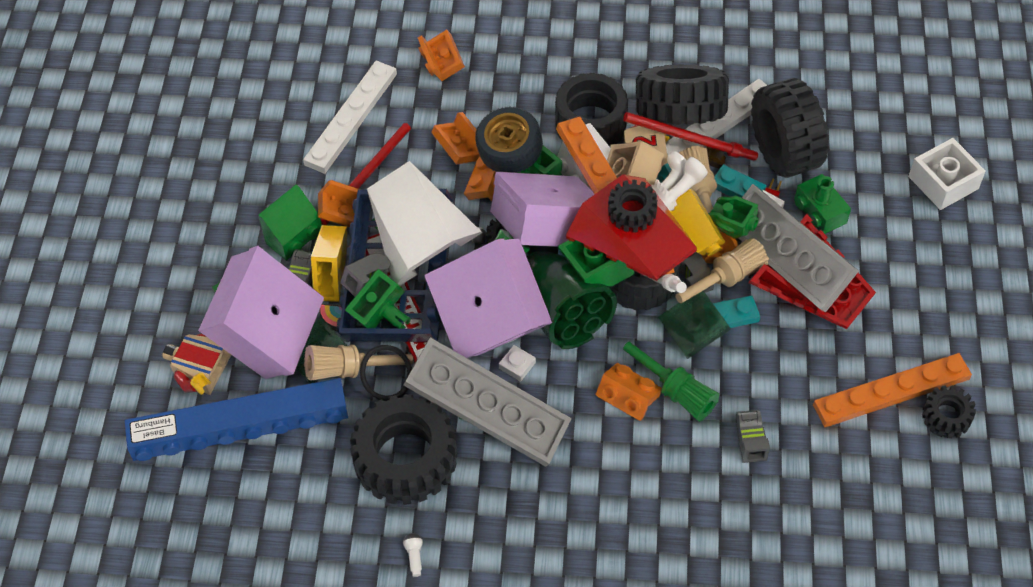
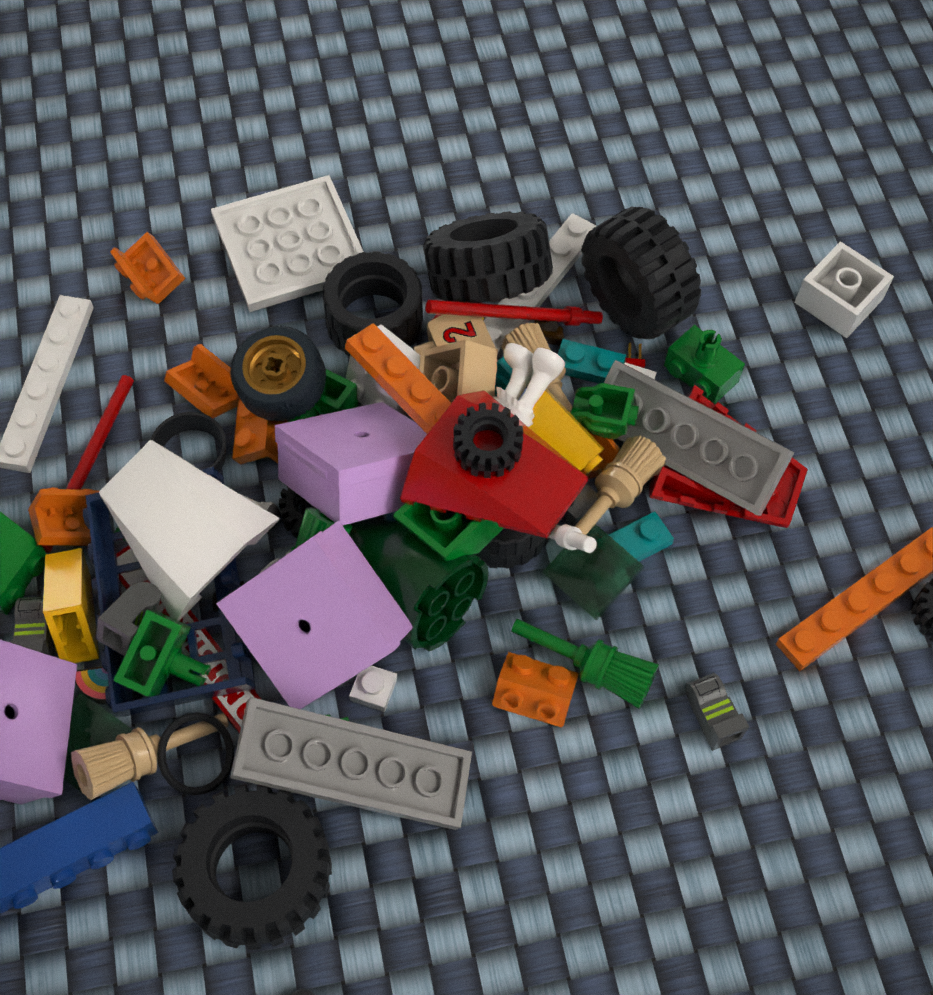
camera: 20 degrees left, 5 degrees up
(444, 163) = (192, 421): none -> black tyre
(542, 55) = (286, 241): none -> white plate

